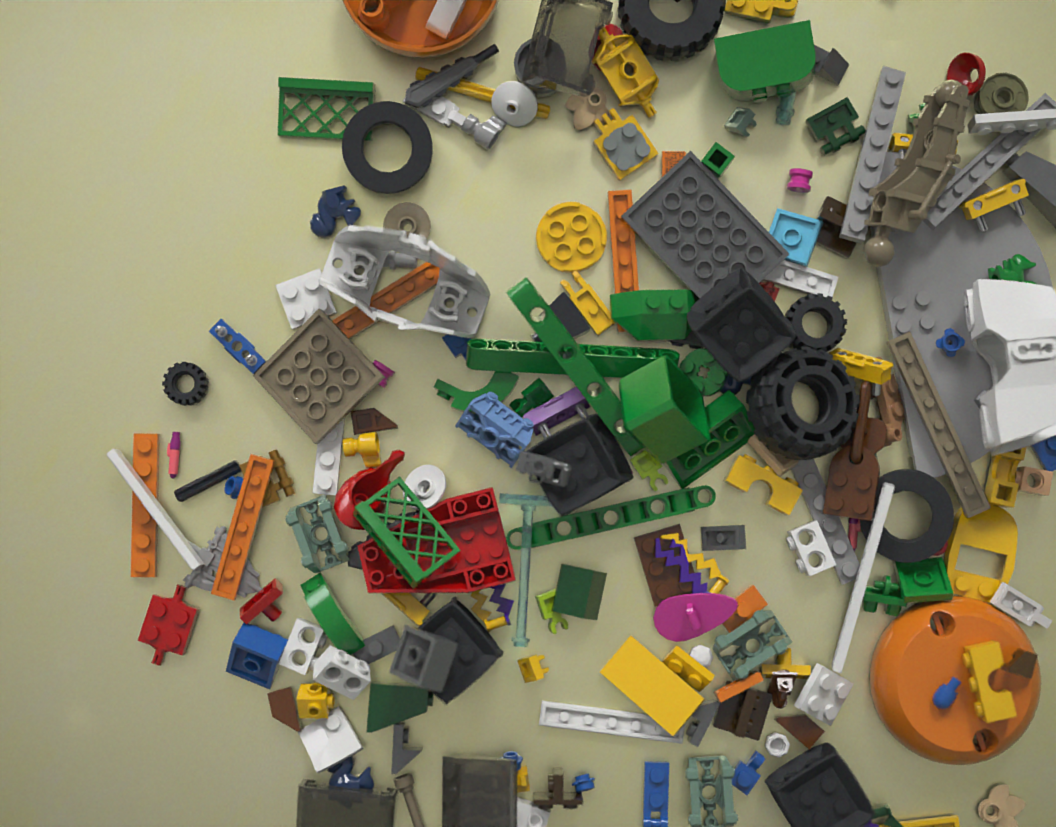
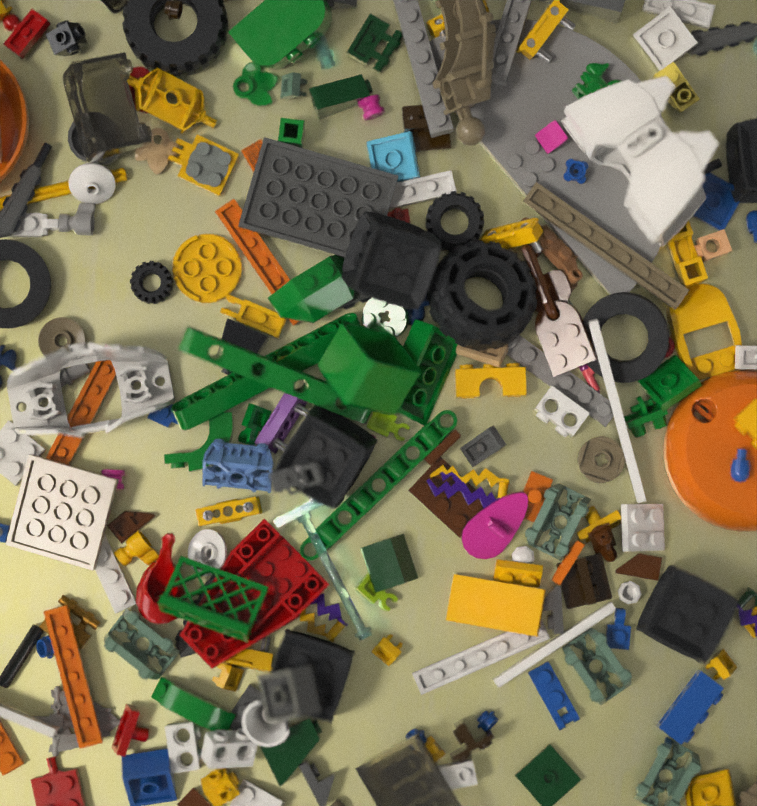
camera: 30 degrees left, 0 degrees up
(377, 671) = (257, 728): none -> white helmet
(378, 609) = (229, 677): none -> yellow tile
(486, 469) = (206, 516): none -> yellow piece
(522, 208) = (151, 296): none -> black tyre
(683, 751) = (554, 644): none -> white tile
(687, 517) = (443, 447): none -> reddish brown tile
(712, 101) = (259, 85): none -> green plate
(777, 152) = (339, 95): none -> dark green slope
(834, 613) = (613, 455): none -> dark tan plate
(946, 299) = (551, 137): none -> dark pink slope

